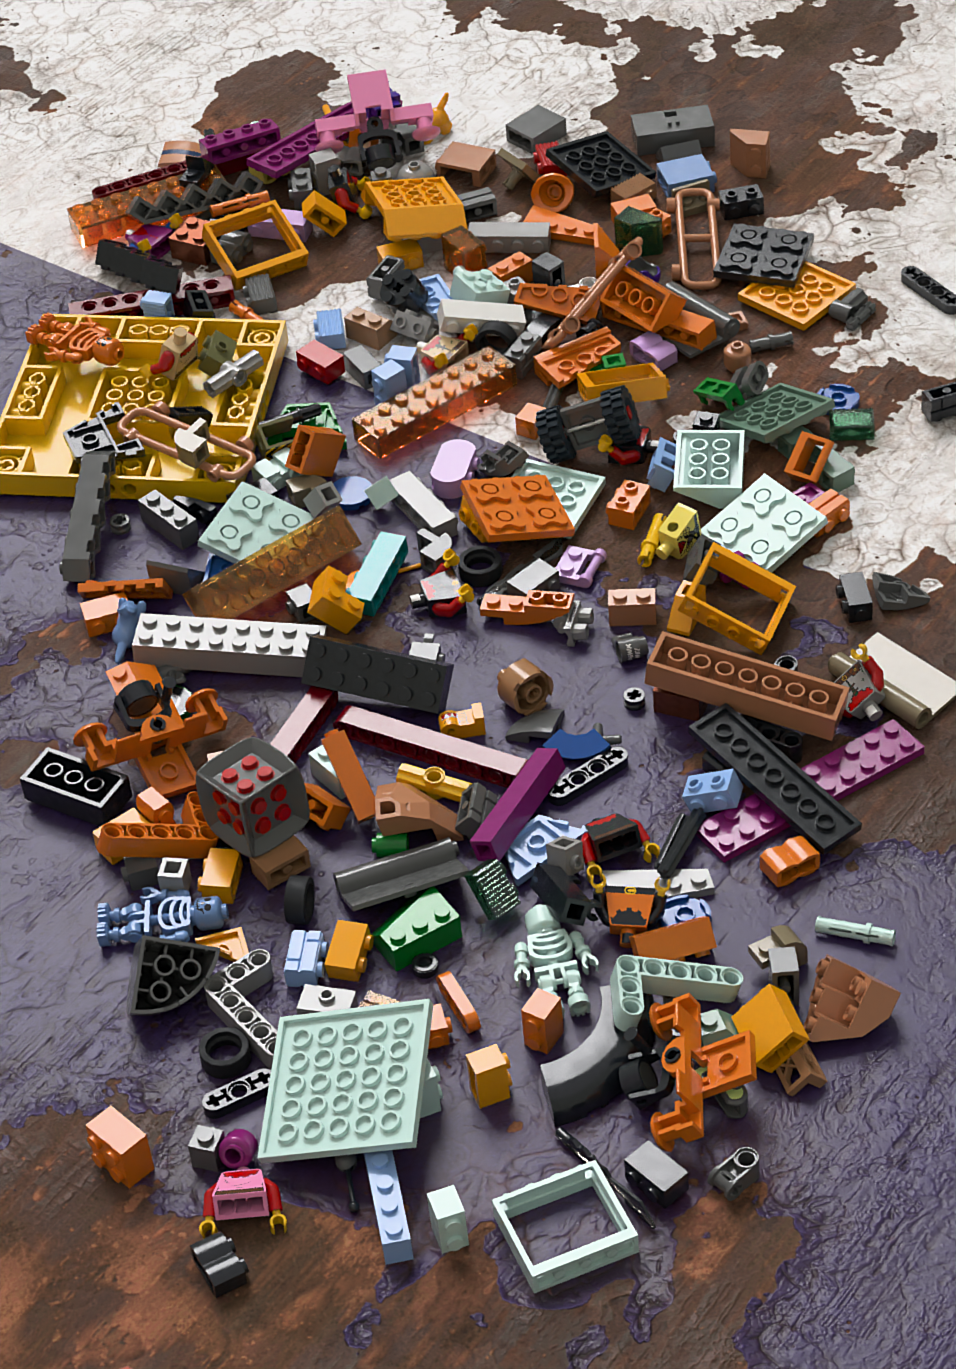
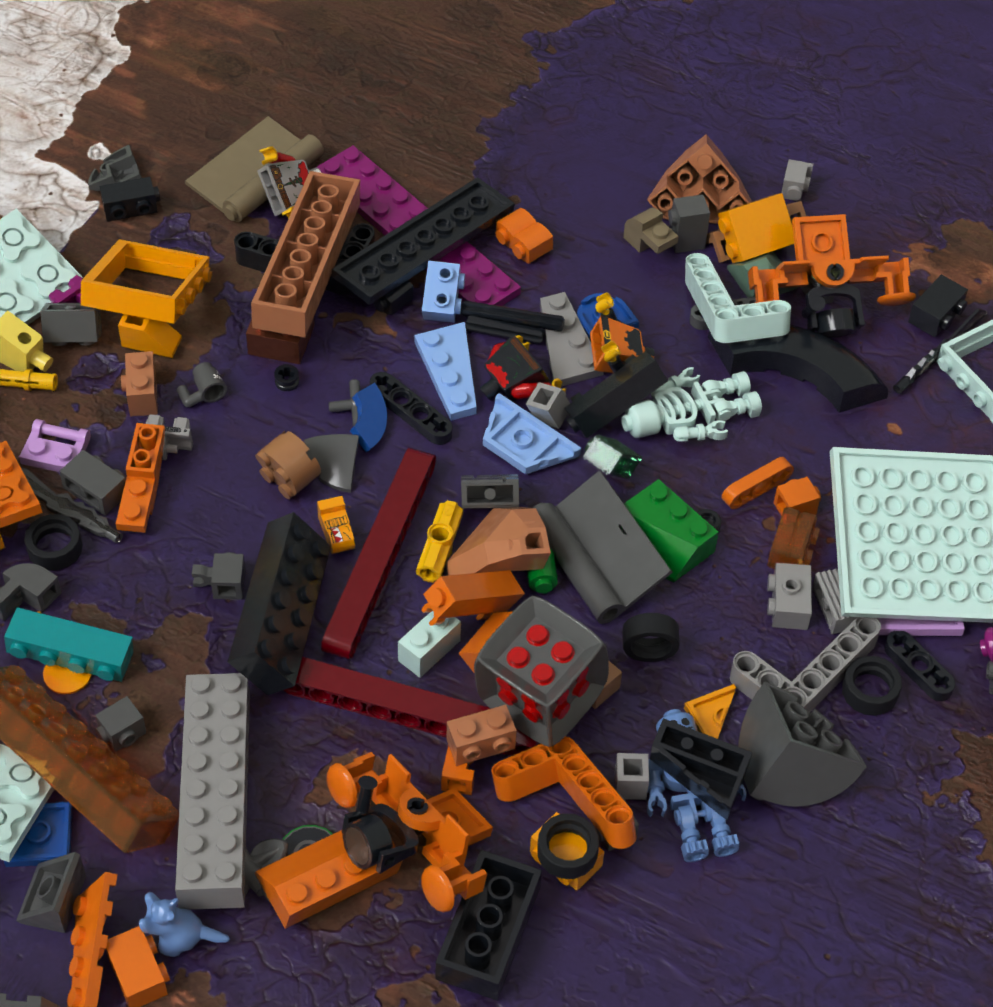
camera: 105 degrees left, 10 degrees up
(107, 806) = (568, 868): none -> black tyre
(155, 807) = (535, 808): orange brick -> none
(159, 904) = (701, 764): none -> black wedge
(221, 874) = (612, 732): light orange brick -> none
(305, 958) = (725, 628): light blue brick -> none
(332, 603) = (134, 675): light orange brick -> none
(348, 951) = (712, 584): light orange brick -> none
(442, 590) = (107, 571): torso -> none
(489, 1075) = (863, 428): light orange brick -> none
(517, 804) = (479, 449): magenta brick -> none
(542, 1021) = (783, 399): orange brick -> none
(644, 801) = (449, 366): none -> light blue wing
(676, 940) = (653, 311): orange brick -> none
(733, 1176) = (918, 251): dark grey piece -> none
(854, 1084) = (796, 179): none -> light grey brick
(867, 932) = (608, 180): light aqua pin -> none

